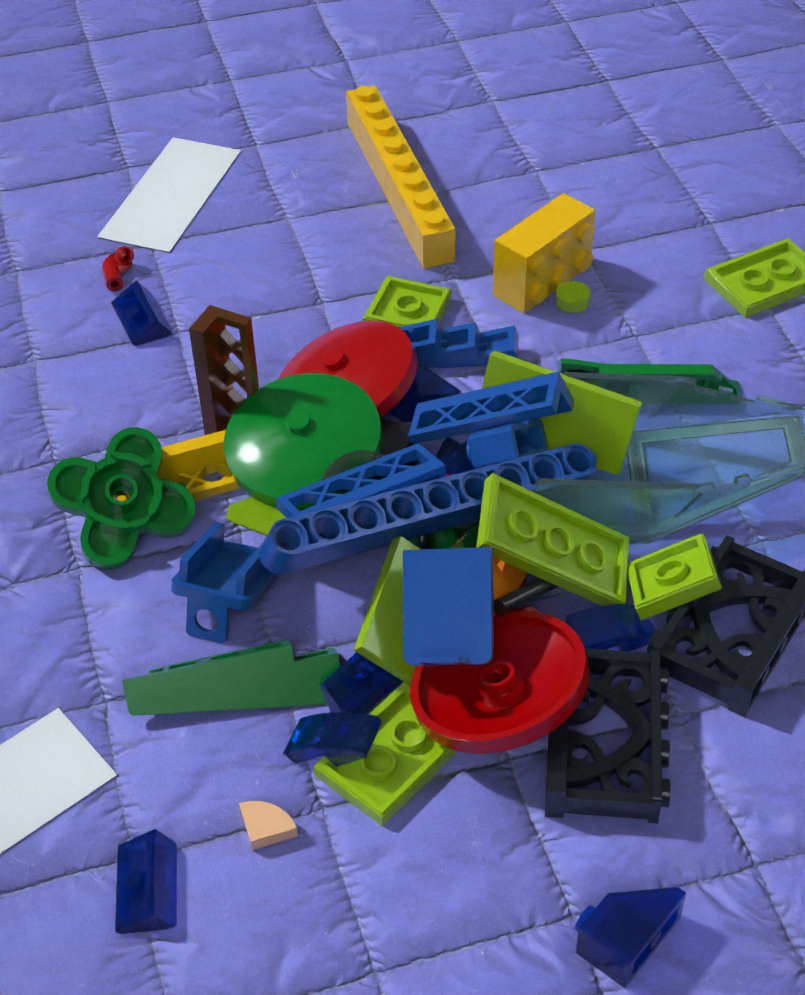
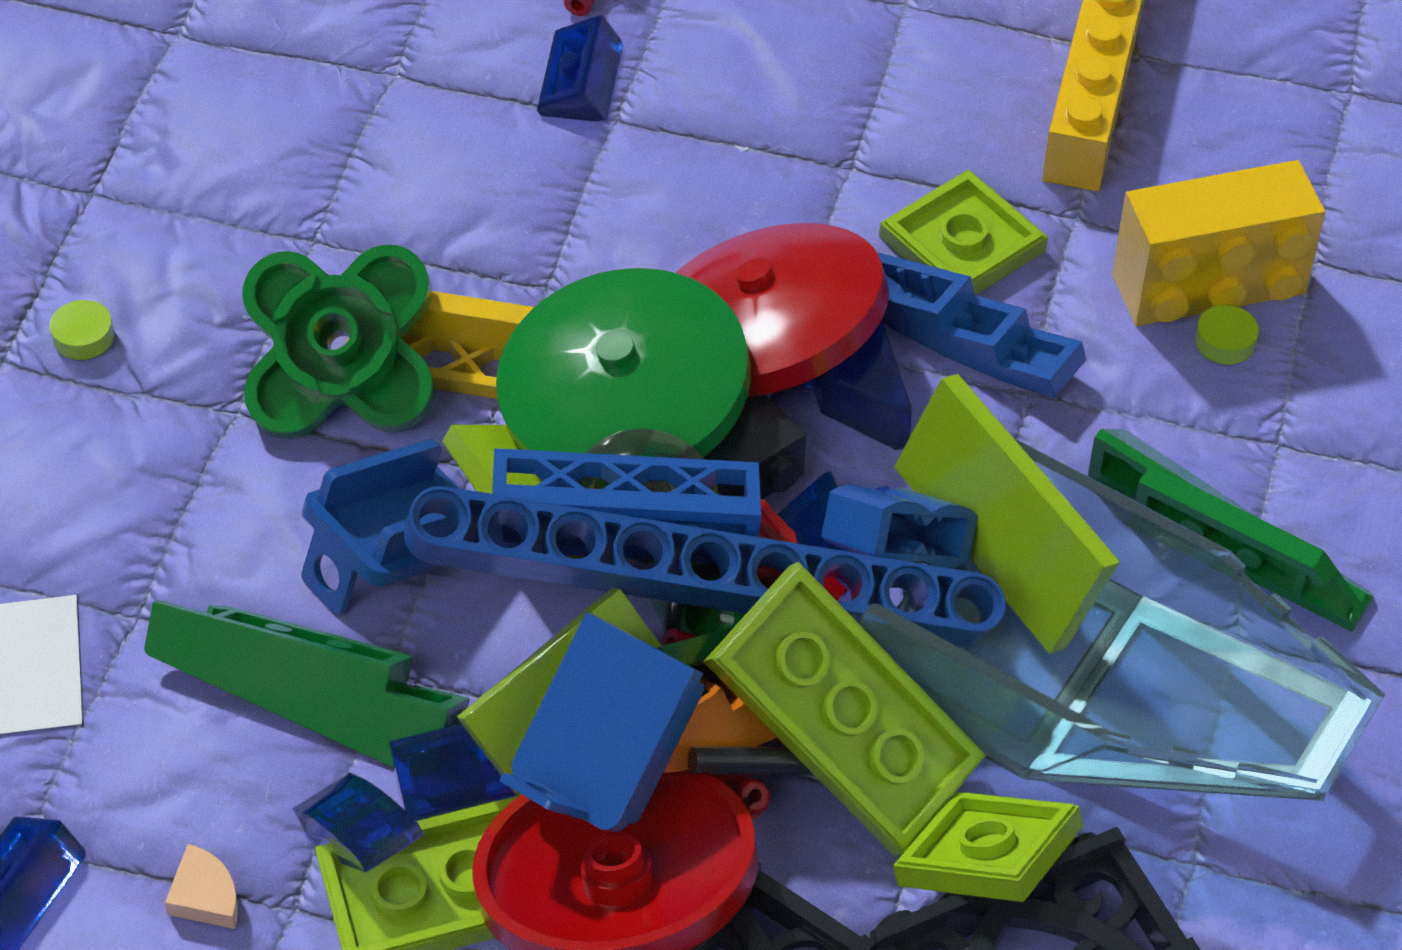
camera: 30 degrees right, 5 degrees up
(214, 368) = (565, 210): reddish brown fence -> none
(490, 407) = (904, 461): blue fence -> none
(611, 627) = (848, 871): clear blue slope -> none

